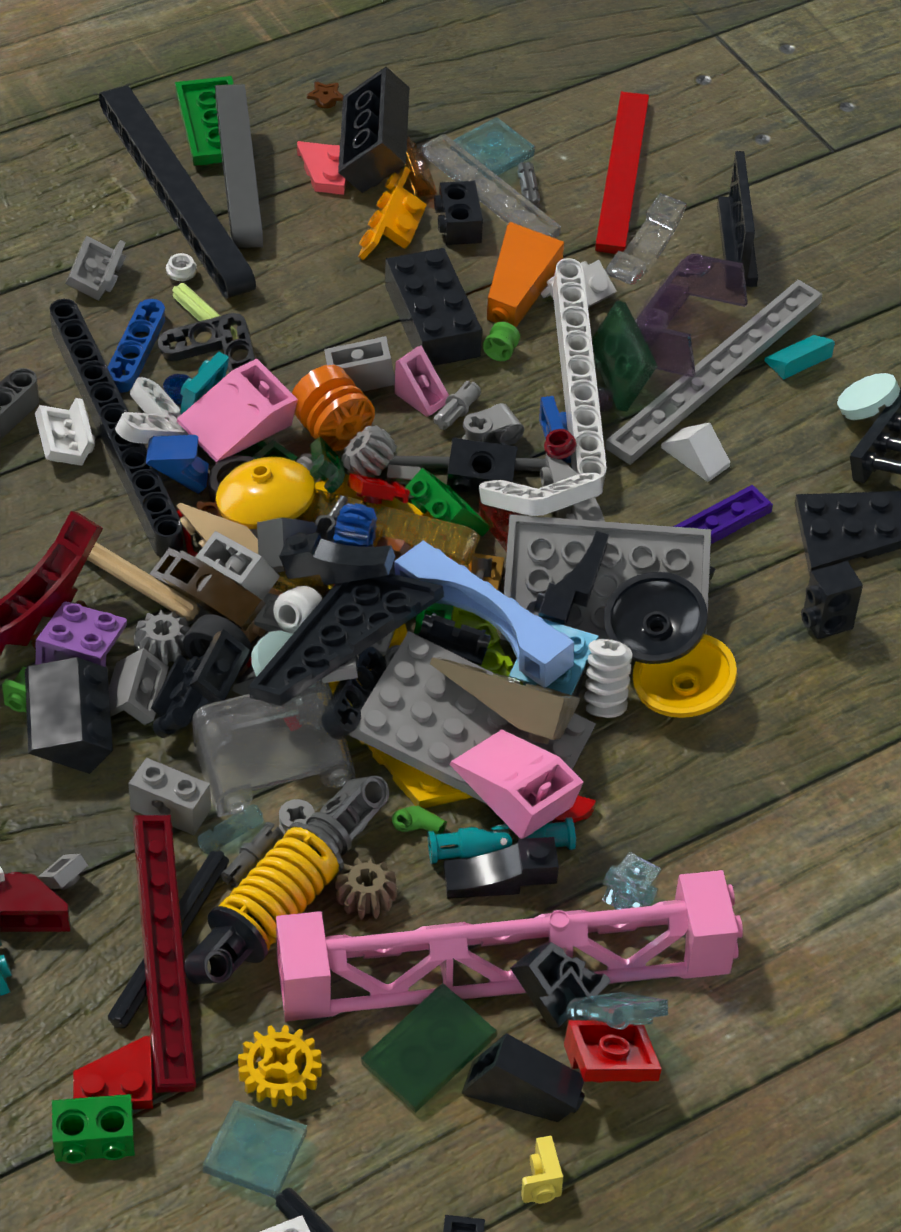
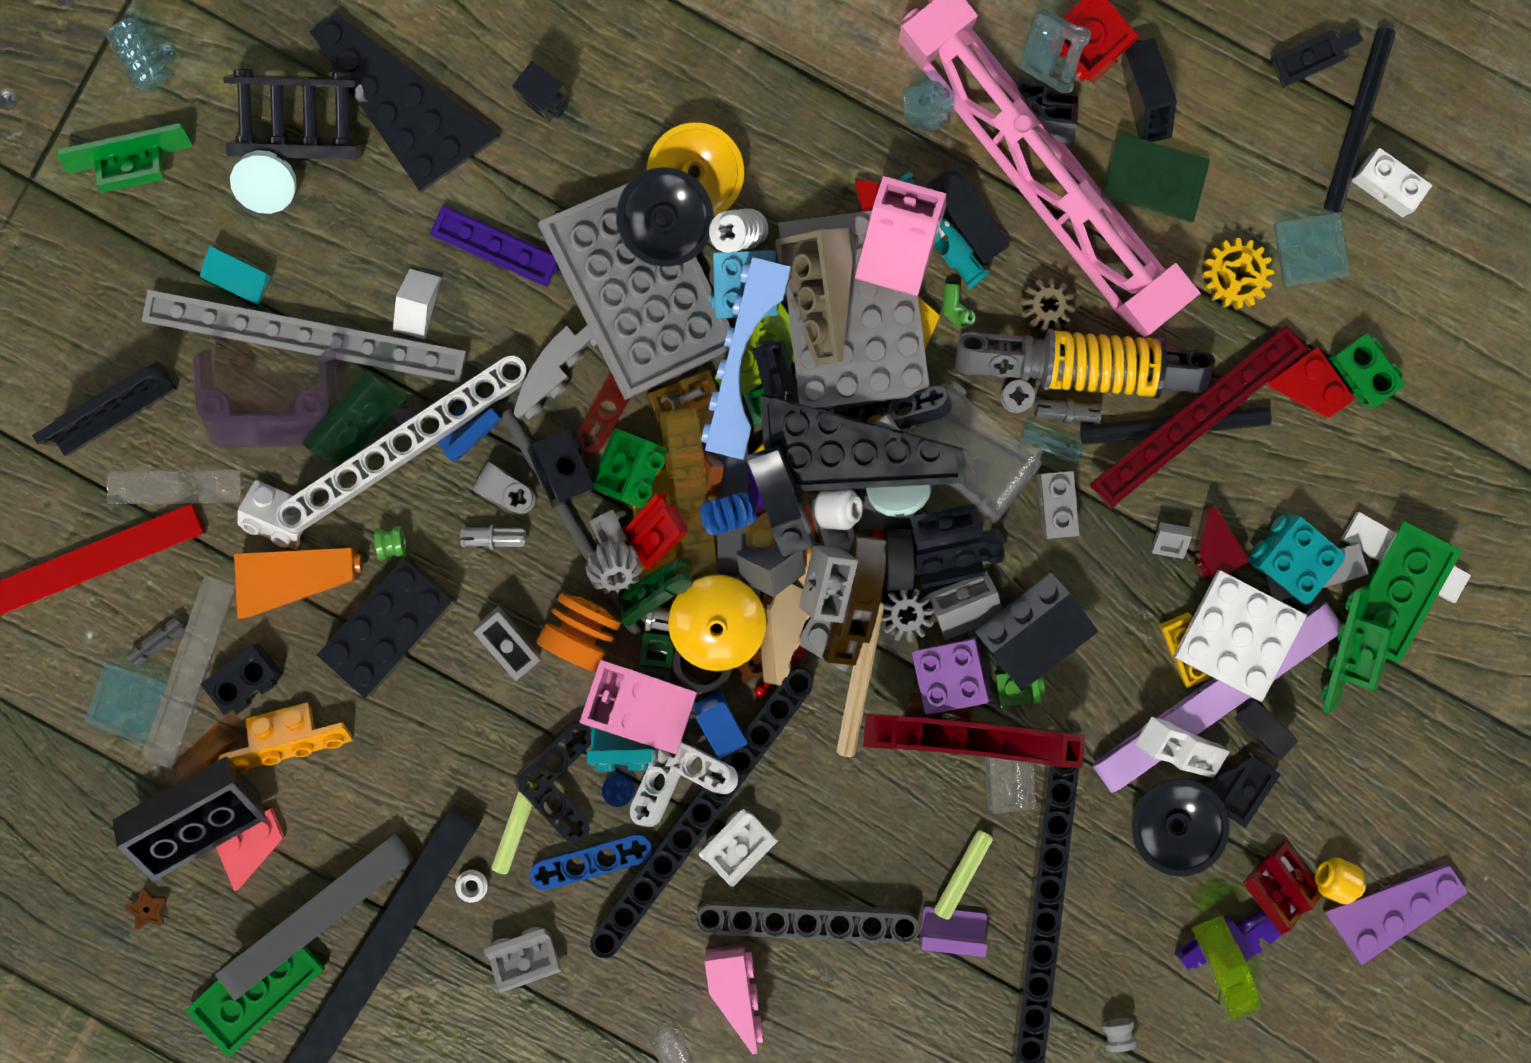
camera: 115 degrees left, 40 degrees up
(327, 522) = (711, 549): dark grey hand -> none
(419, 383) = (490, 578): bright pink slope -> none
(540, 501) = (586, 381): white beam -> none
(546, 1172) = (1204, 40): light yellow bracket -> none
(560, 444) = (497, 417): dark red plate -> none
(575, 587) = (688, 309): black slope -> none

